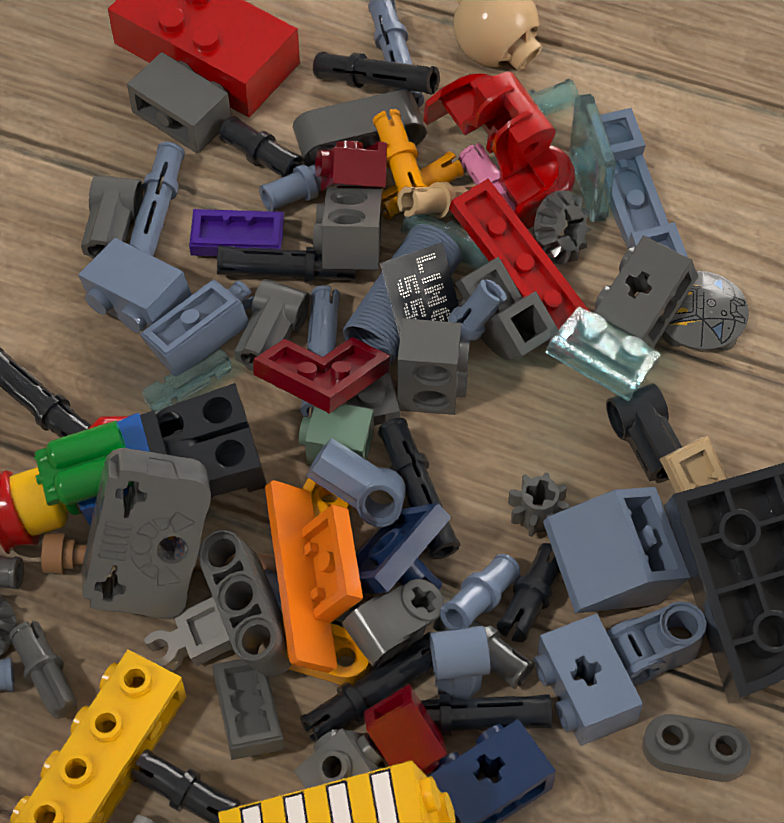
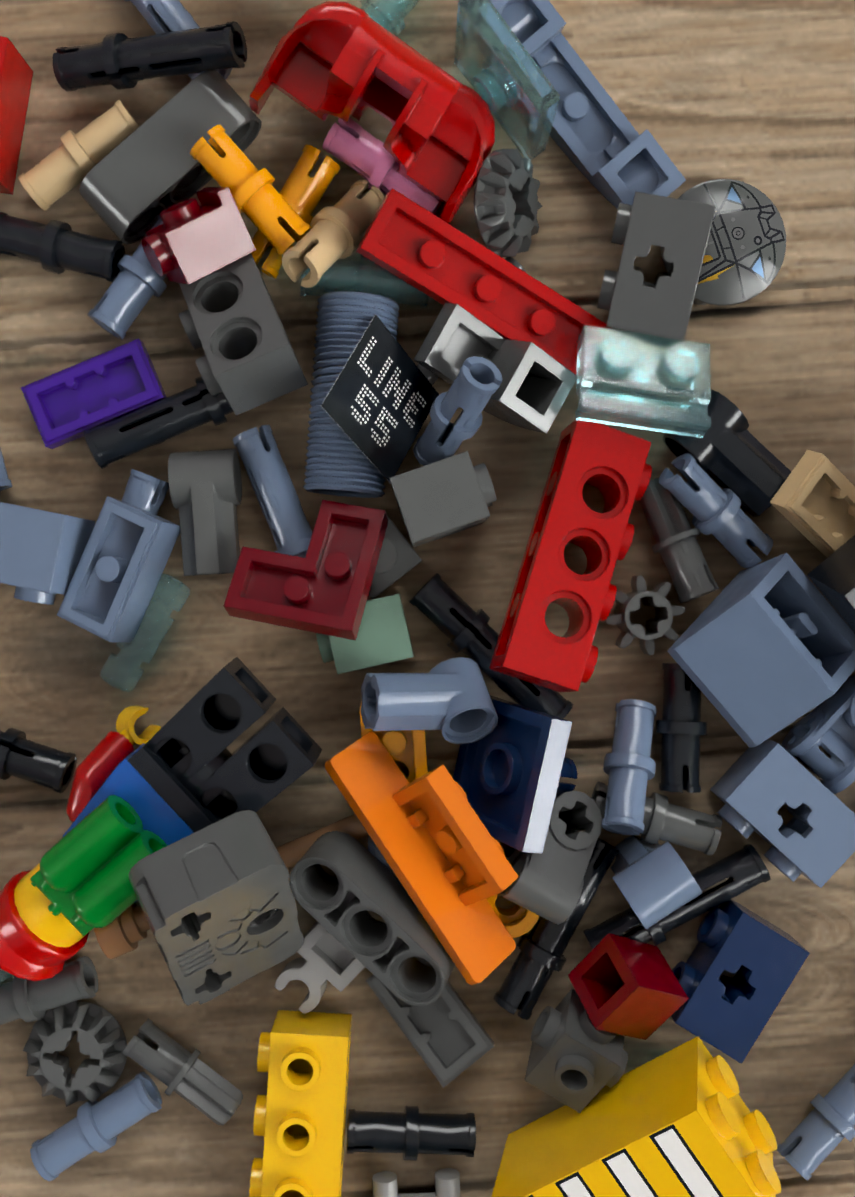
camera: 25 degrees left, 30 degrees up
(285, 112) = (77, 156): none -> tan pin
(543, 389) = (619, 469): none -> red brick
(585, 468) = (677, 543): none -> dark grey axle
(618, 451) = (716, 510): none -> sand blue pin

